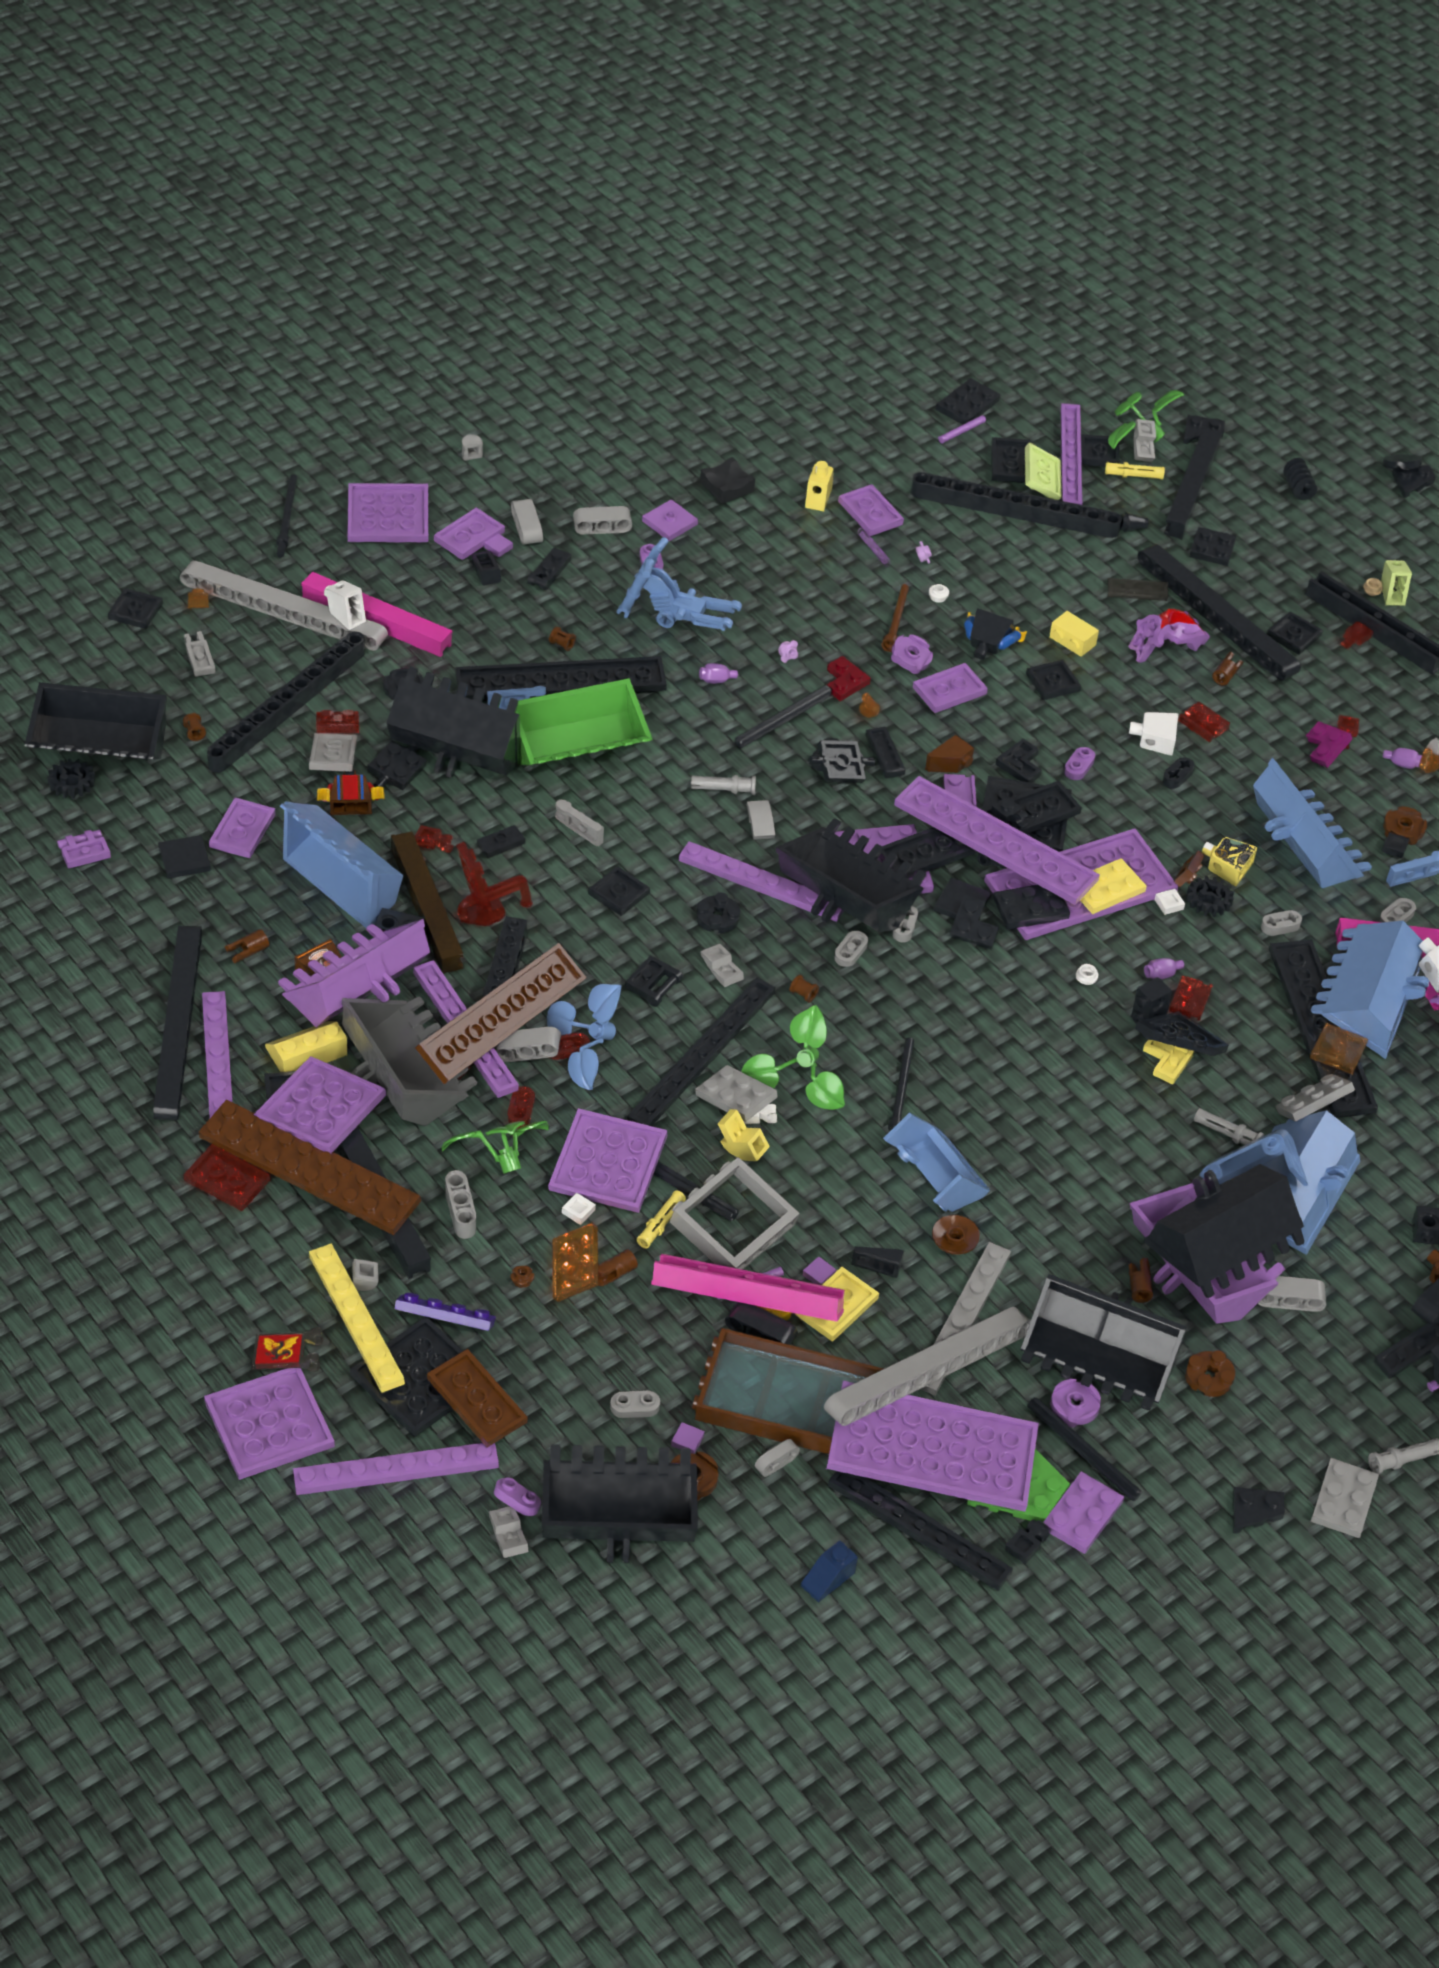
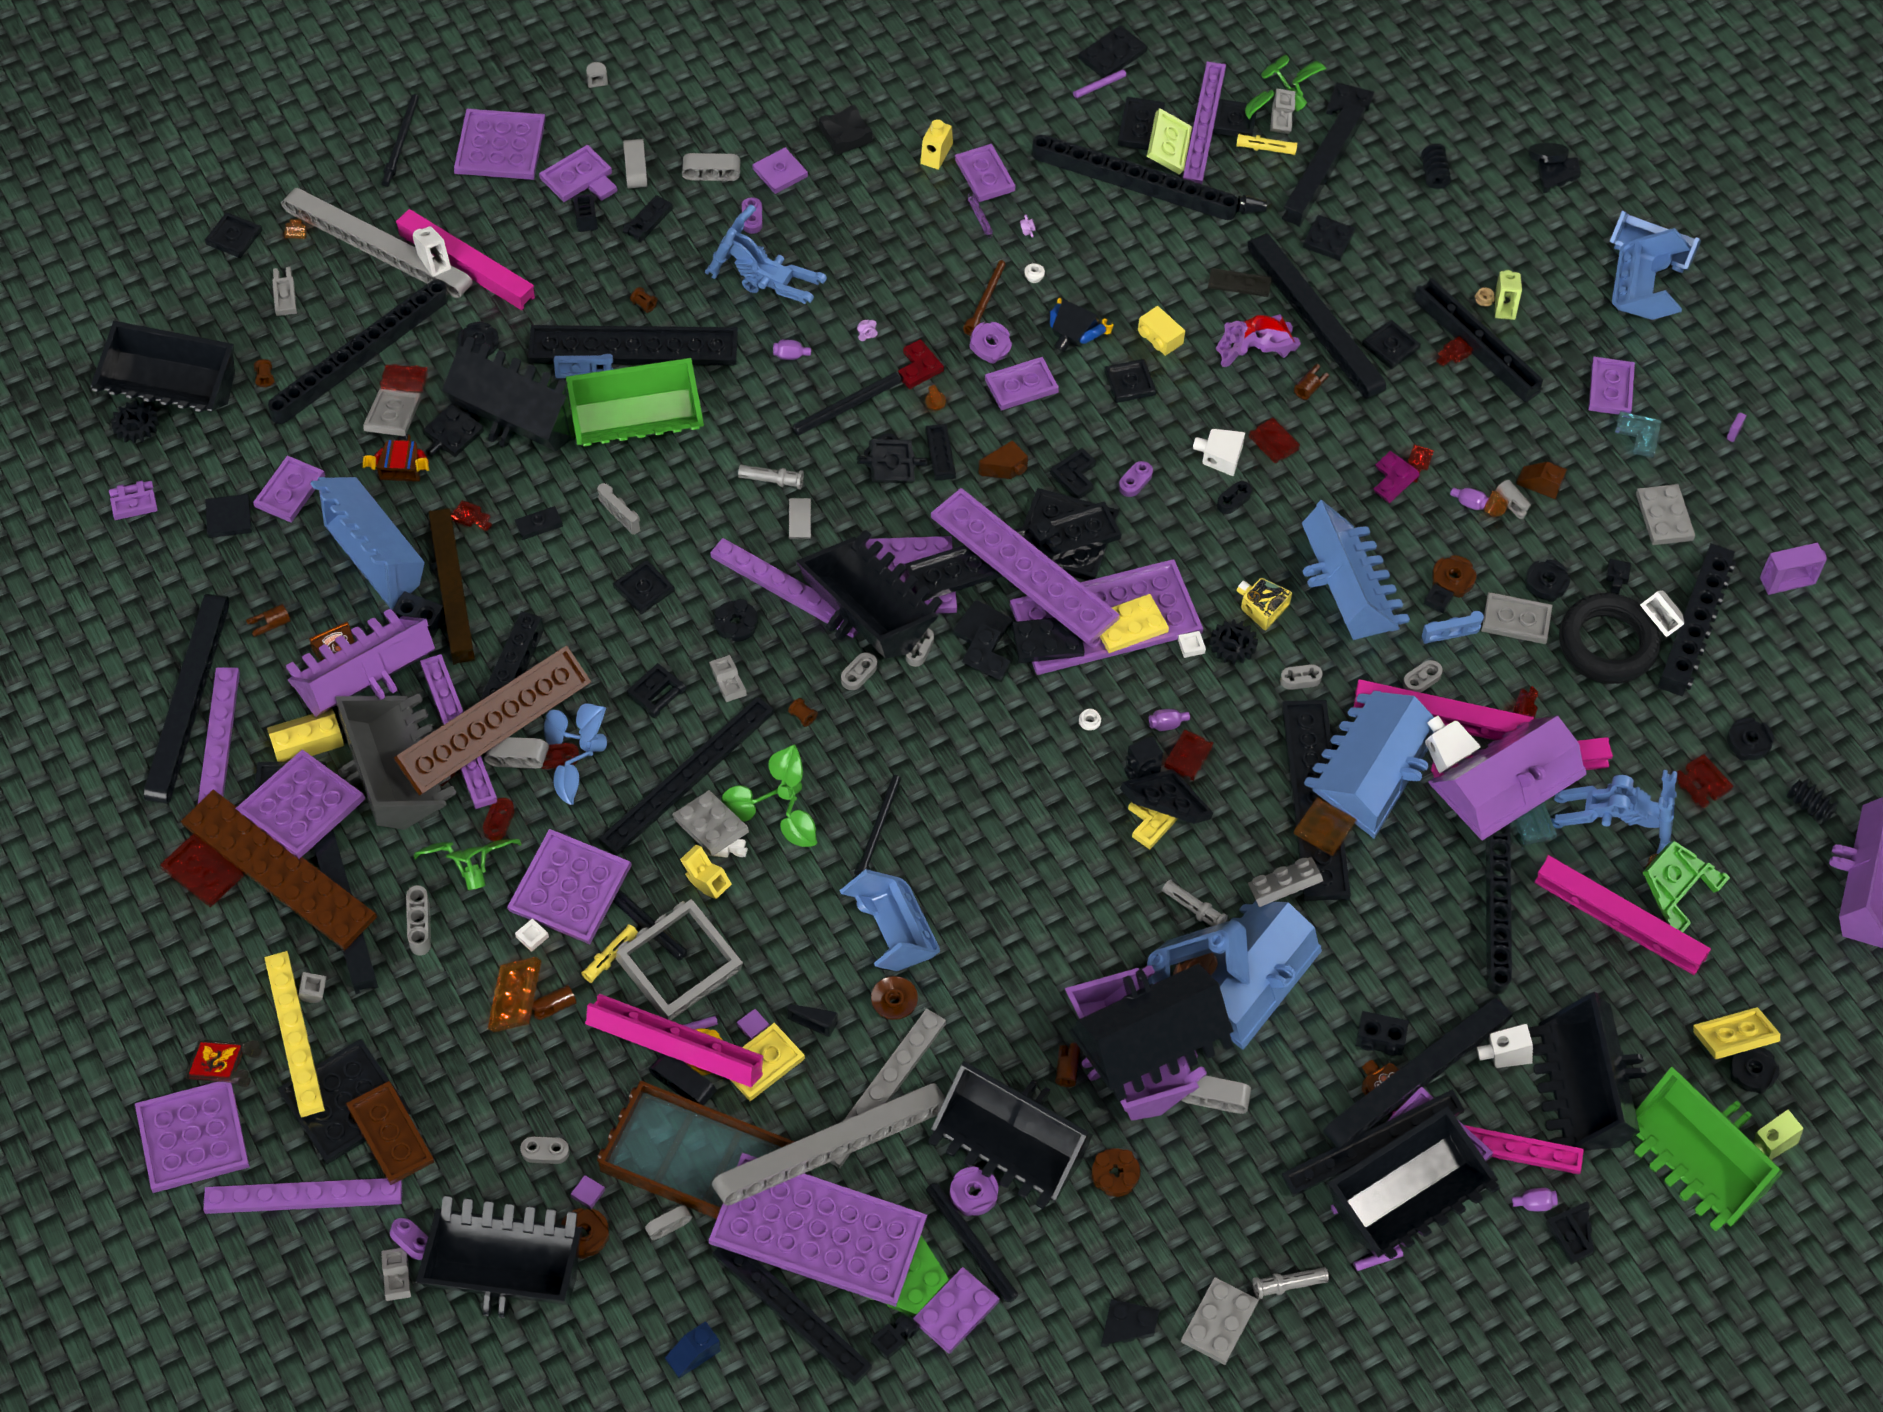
camera: 10 degrees right, 10 degrees up
(435, 1309) = (380, 1035): plate -> none
(483, 904) = (507, 595): clear red plate -> none
(522, 1280) = (463, 1007): reddish brown plate -> none
(961, 787) = (1007, 501): medium lavender plate -> none
(1189, 869) = (1220, 608): reddish brown plate -> none

